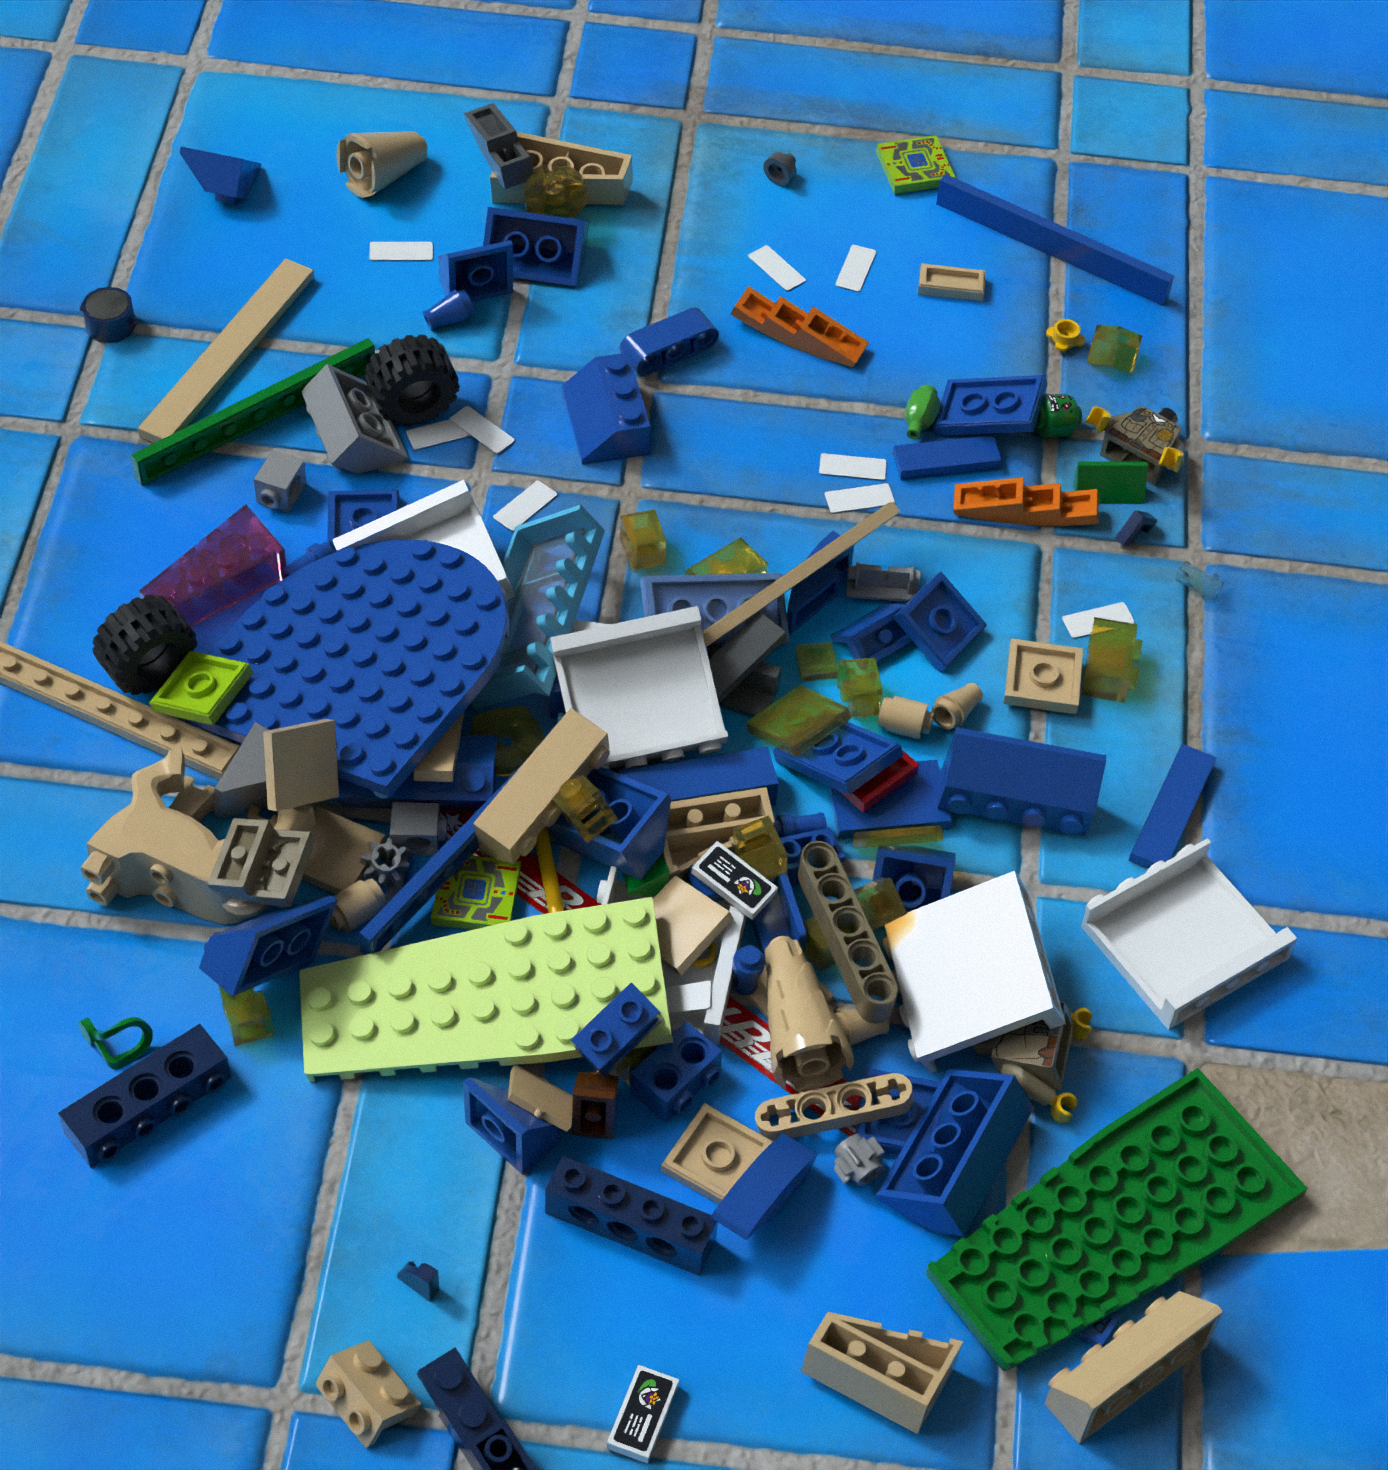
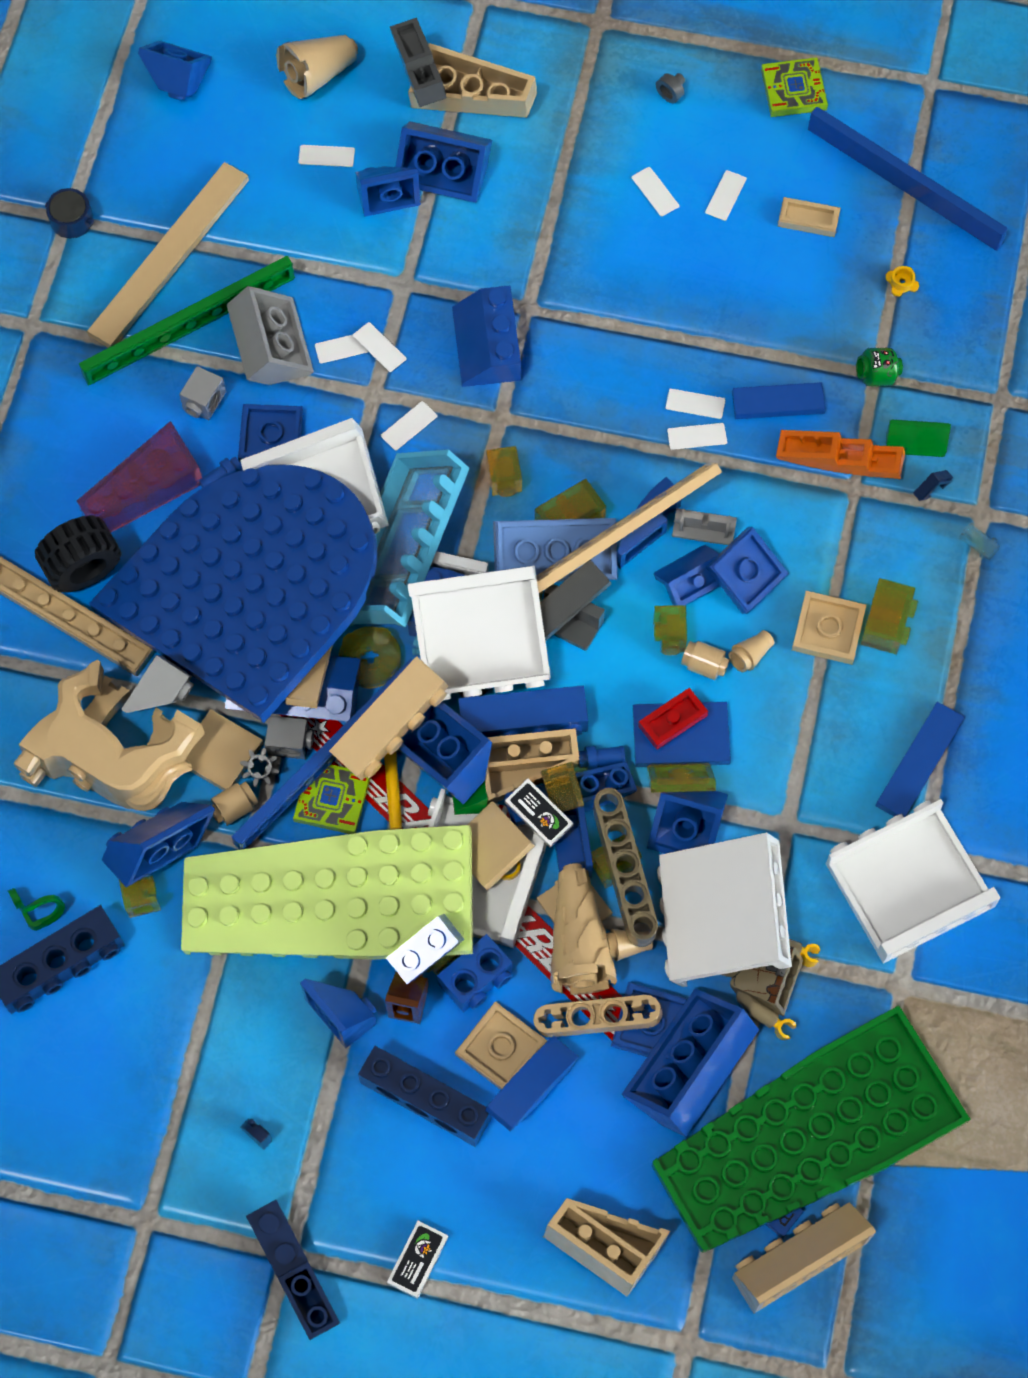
camera: 10 degrees right, 15 degrees up
(201, 687) = (122, 597): lime tile -> none
(261, 862) = (156, 774): dark tan slope -> none
(301, 764) = (192, 692): tan tile -> none
(366, 1391) = (208, 1223): tan bracket -> none
(412, 380) = (320, 303): black tyre -> none
(449, 310) = (362, 224): blue cone -> none
(540, 1098) = (362, 991): tan piece -> none
(564, 180) = (464, 112): clear yellow plate -> none
(579, 799) = (416, 737): clear yellow brick -> none
(669, 341) = (549, 268): blue beam -> none
(689, 997) = (490, 911): white sticker -> none
(748, 966) = (542, 889): blue animal -> none
(798, 720) = (614, 658): clear yellow tile -> none
(805, 331) = (665, 260): orange slope -> none
(816, 661) = (638, 598): clear yellow tile -> none
(844, 757) = (642, 694): blue tile -> none
(858, 1160) = (611, 1063): light grey gear -> none
(880, 902) = (653, 841): clear yellow brick -> none
(921, 410) = (761, 353): bright green plant -> none
(990, 405) = (822, 354): blue tile -> none
(1021, 781) = (790, 736): blue slope -> none
(1081, 623) = (892, 570): white sticker -> none
(1114, 348) = (943, 299): clear yellow panel -> none
(1141, 438) = (951, 397): torso -> none

